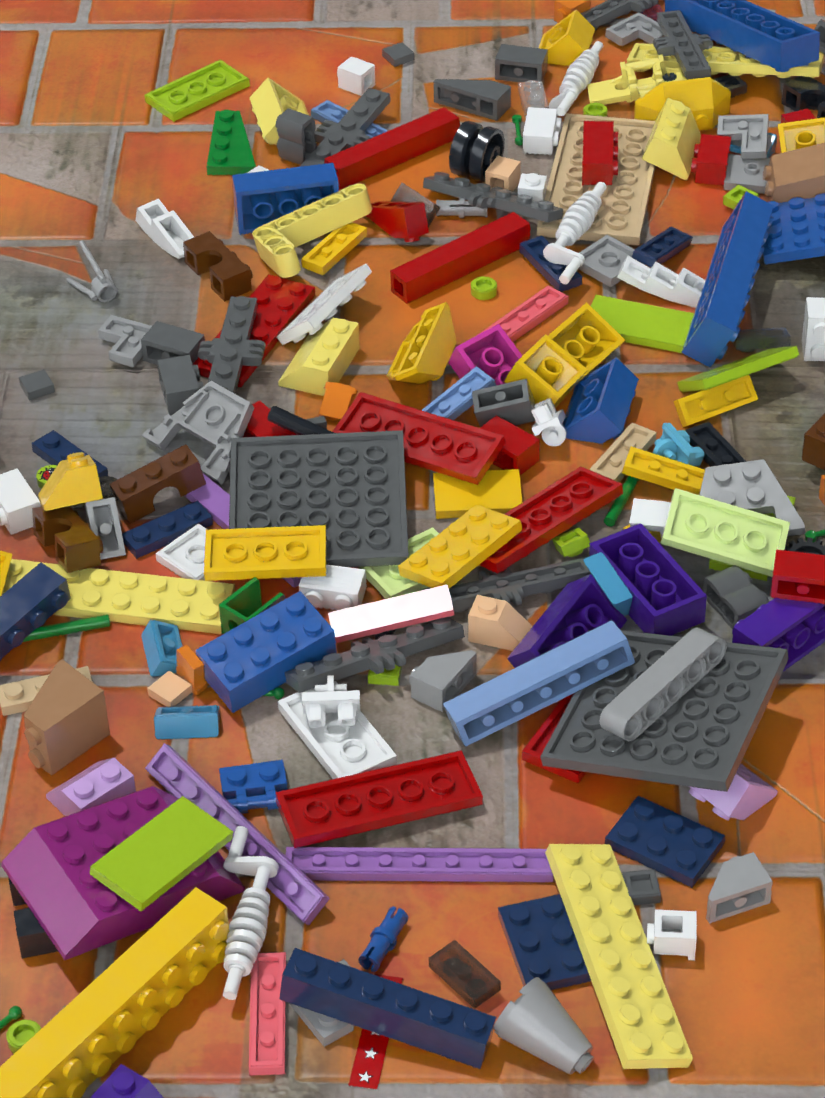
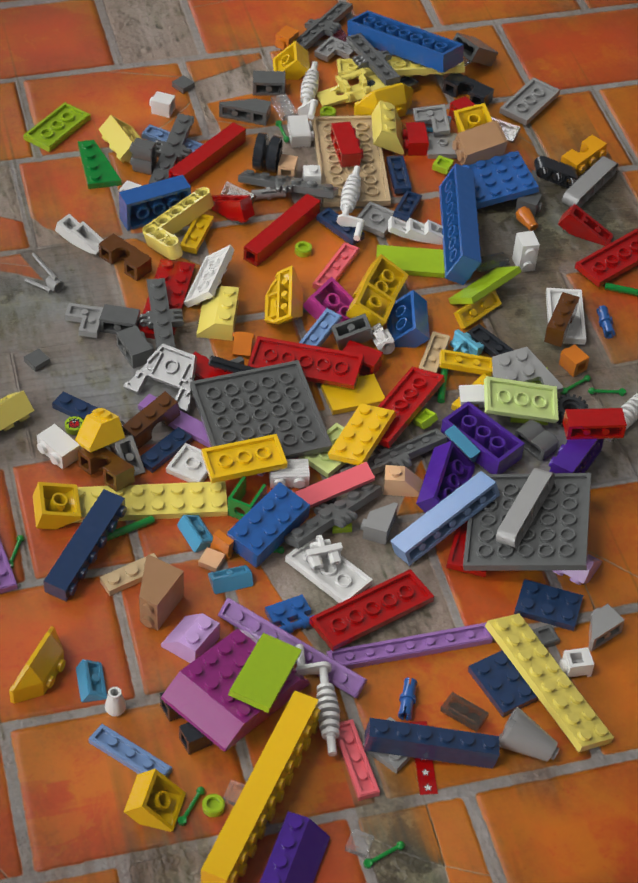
camera: 20 degrees left, 5 degrees up
(667, 204) = (398, 174): none -> dark blue plate

